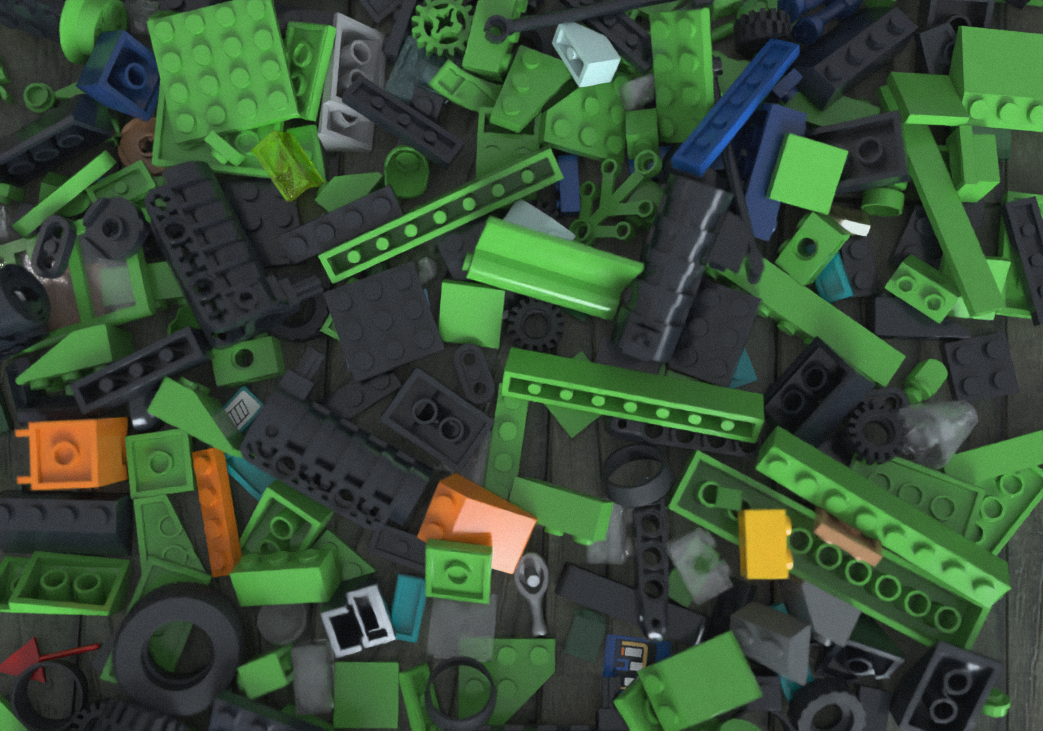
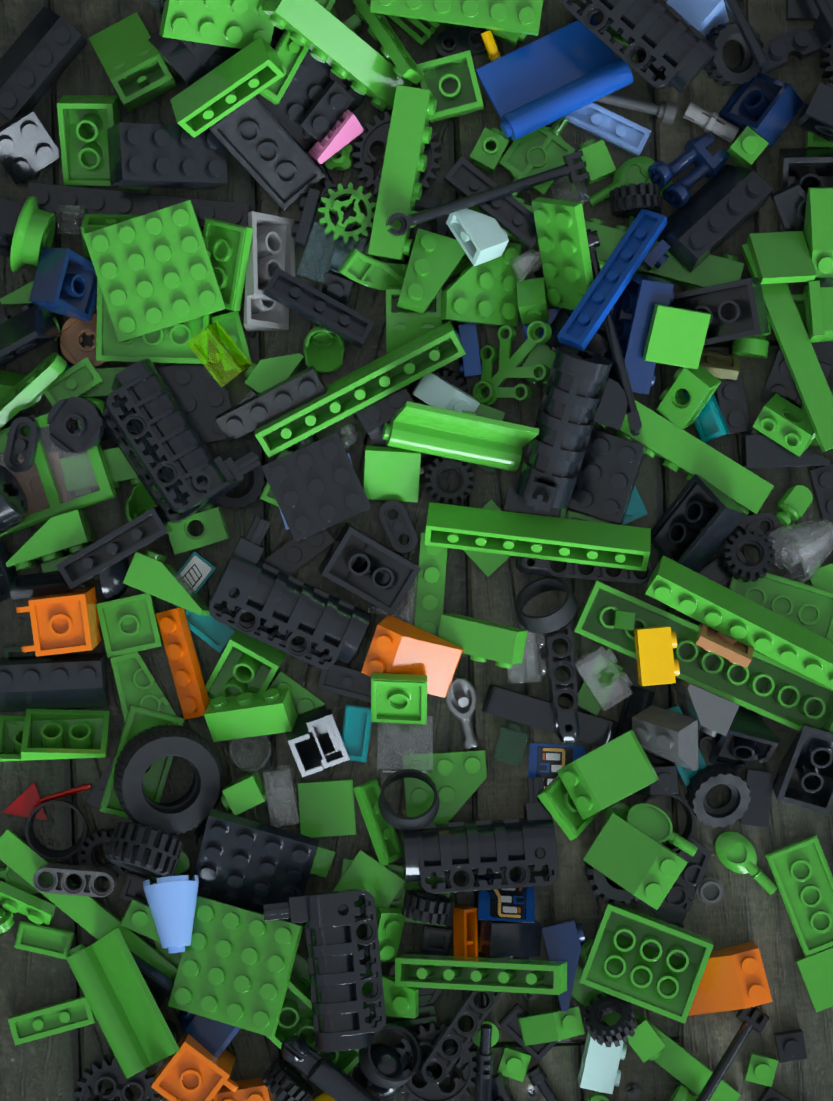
camera: 10 degrees left, 5 degrees up
(223, 150) = (162, 346): bright green plate -> none

